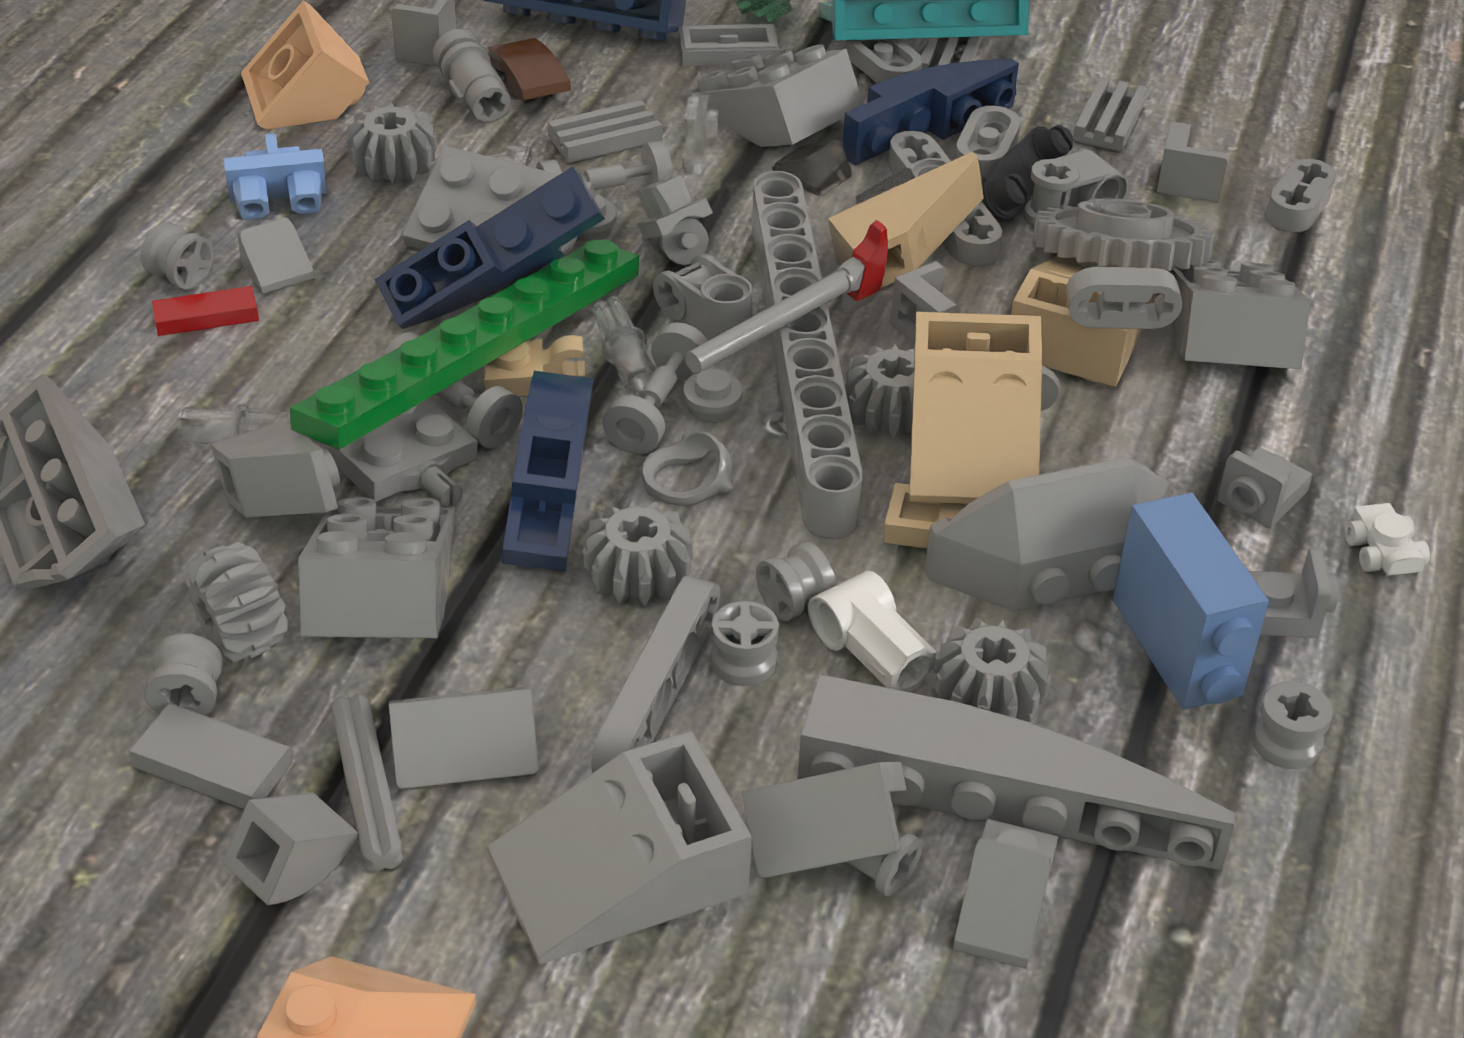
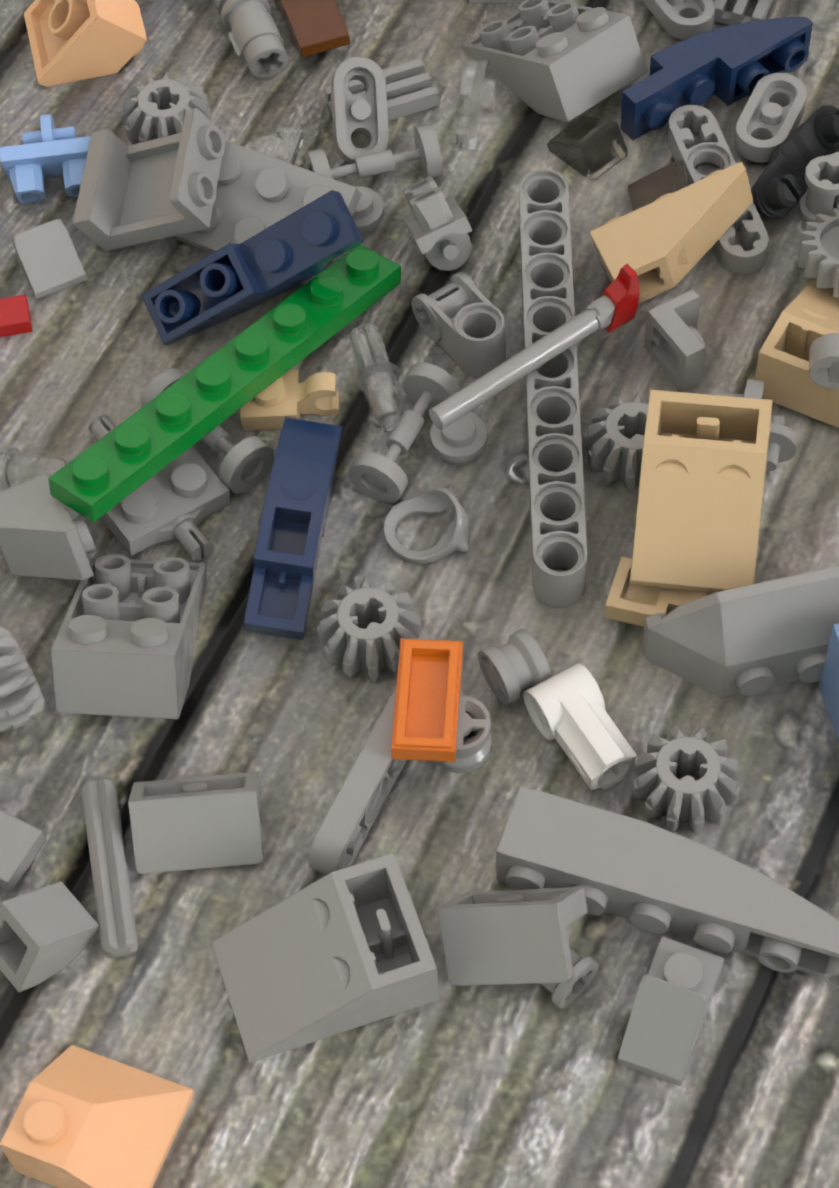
camera: 10 degrees right, 15 degrees up
(382, 192) = (150, 186): none -> light grey panel
(586, 137) = (359, 113): none -> light grey plate
(711, 601) = (427, 700): none -> orange tile

